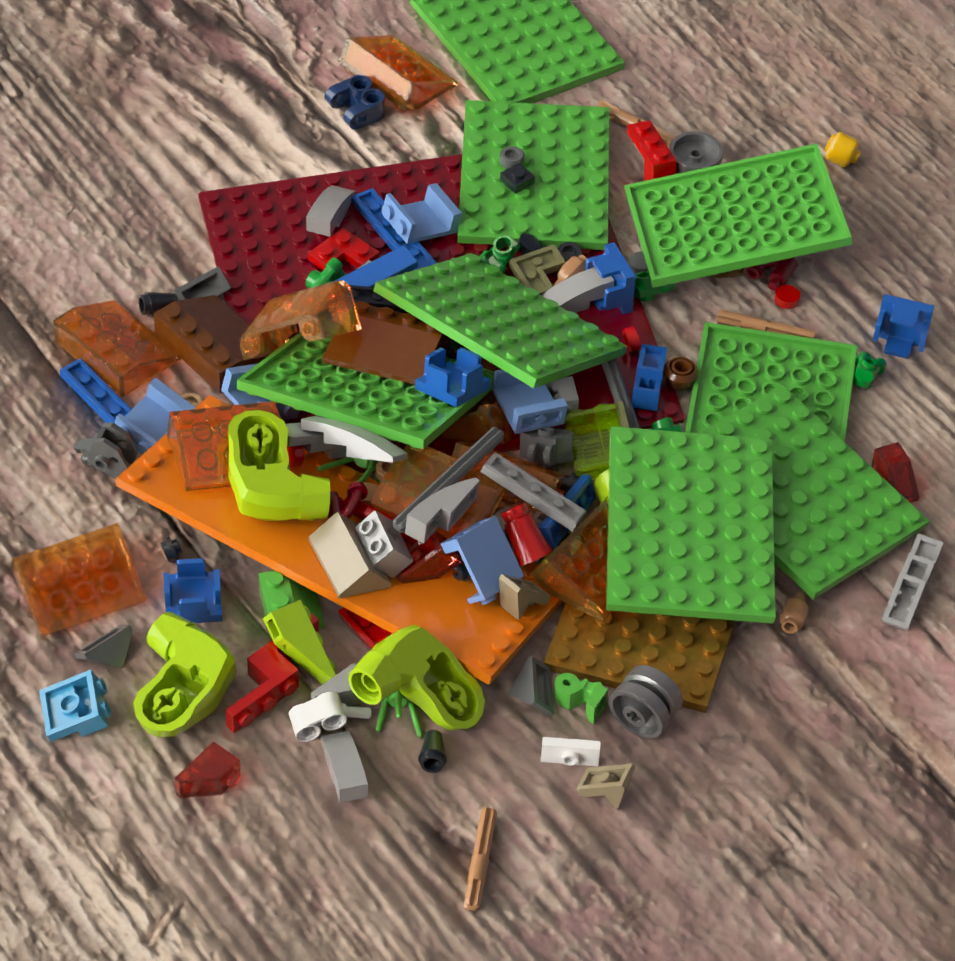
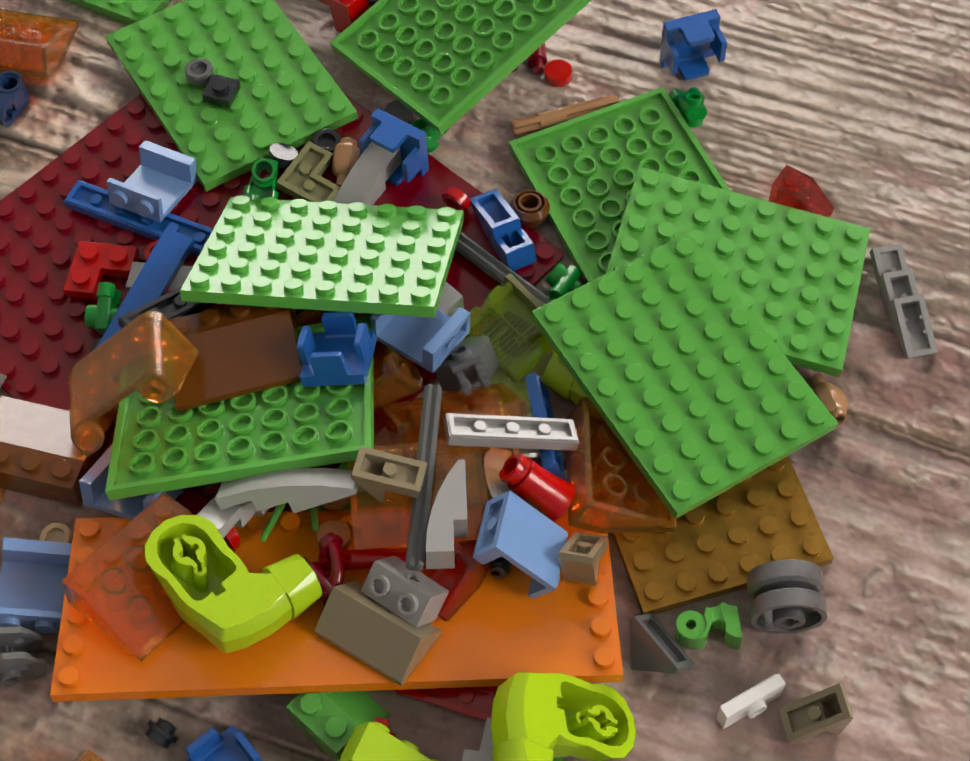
camera: 30 degrees left, 10 degrees up
(329, 210) = (52, 229): light grey slope -> none
(421, 460) = (384, 472): none -> dark tan slope
(568, 482) = (519, 388): black plate -> none

